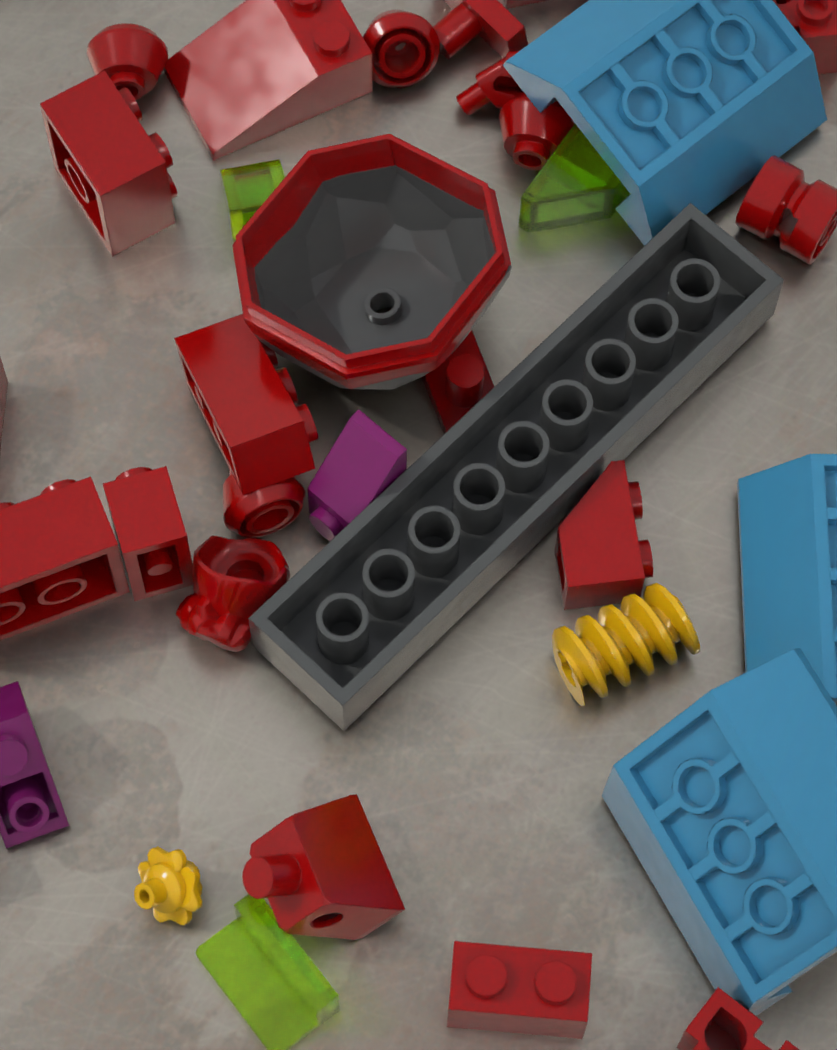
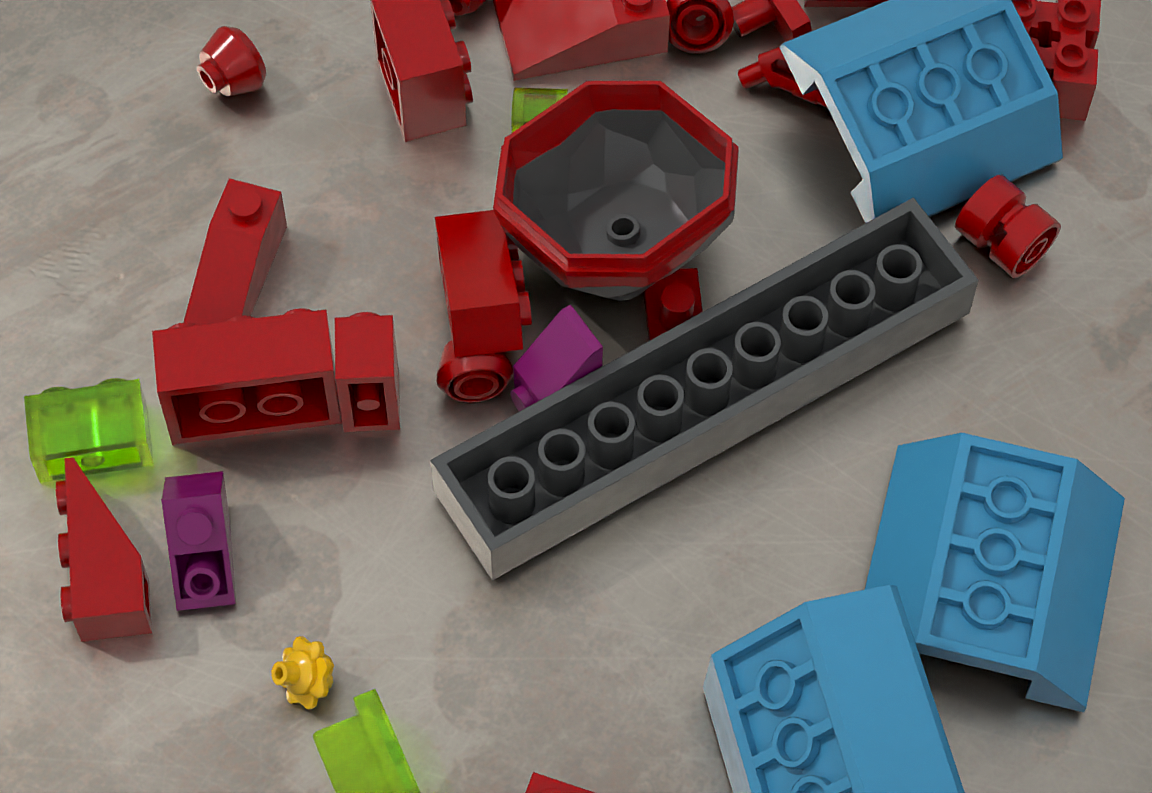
camera: 15 degrees right, 5 degrees down
(229, 586) = (423, 430): red hair -> none
(324, 873) = (437, 690): red torso -> none
(532, 135) = (797, 117): red cone -> none
(571, 188) = (814, 167): clear neon green slope -> none
(600, 546) = (756, 471): red slope -> none
(622, 639) = (755, 558): yellow piece -> none

